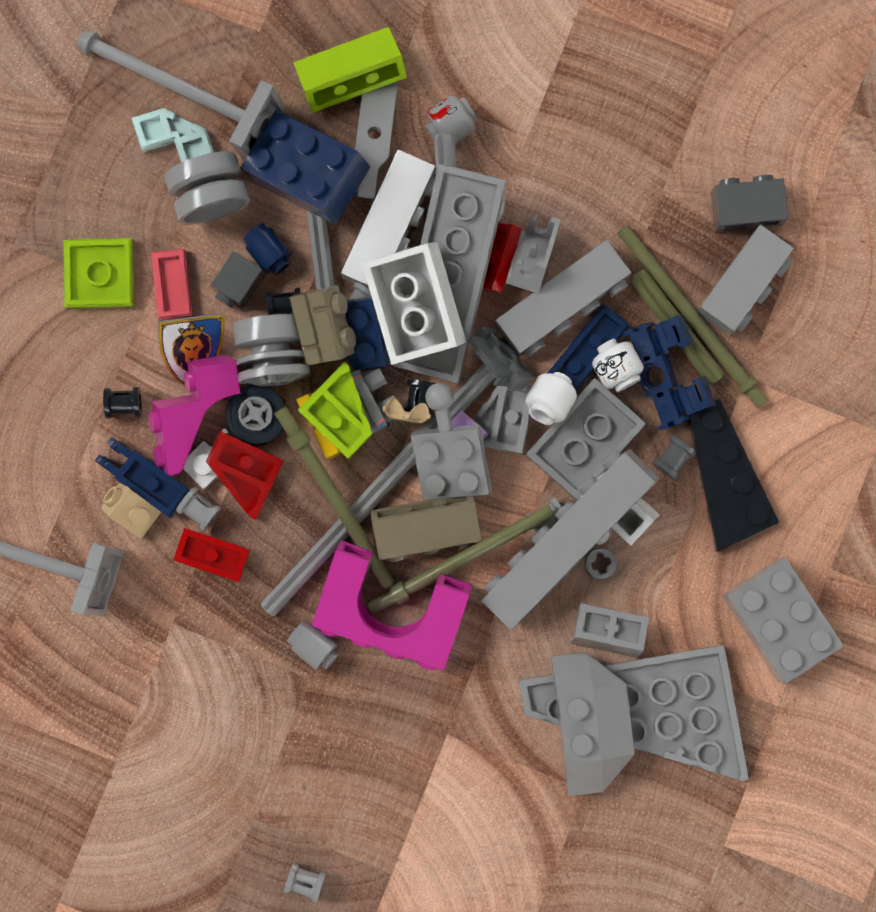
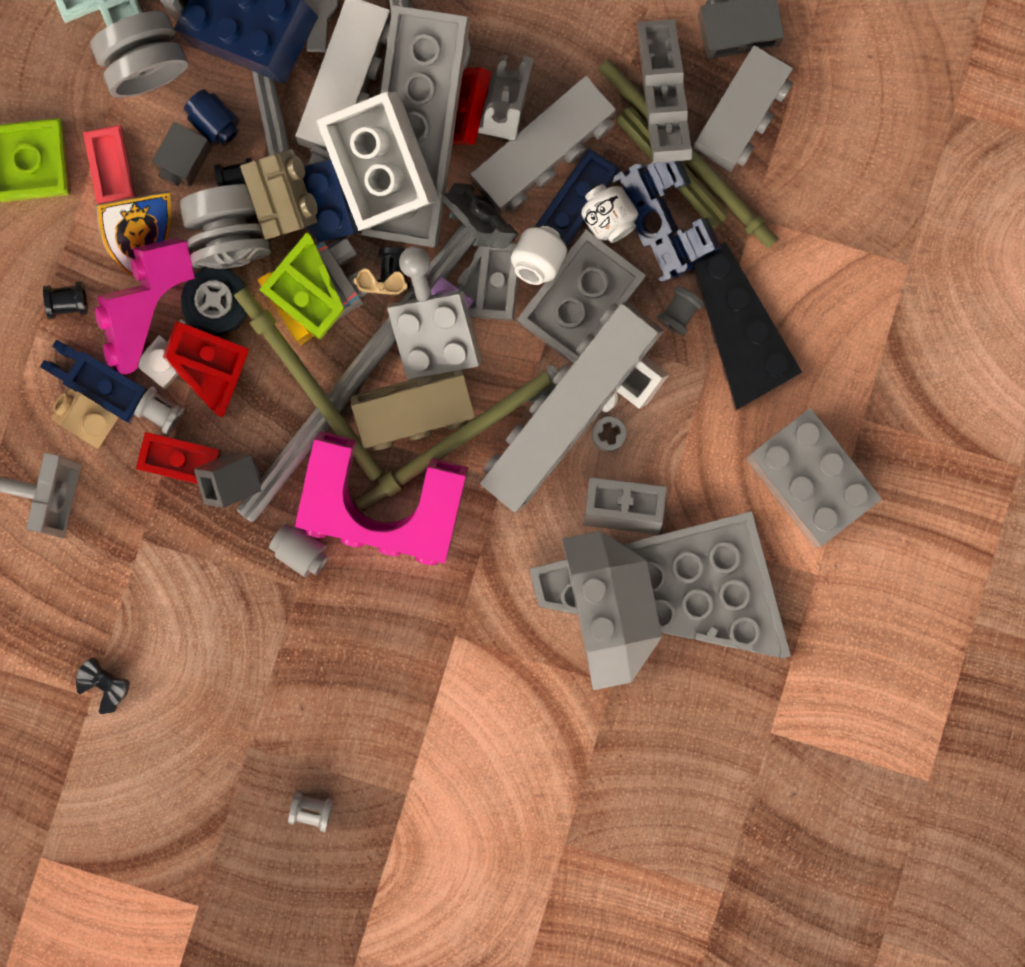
camera: 10 degrees left, 0 degrees up
(137, 757) = (114, 689): none -> black piece
(255, 578) = (228, 479): none -> dark grey brick
(676, 259) = (664, 91): none -> light grey slope

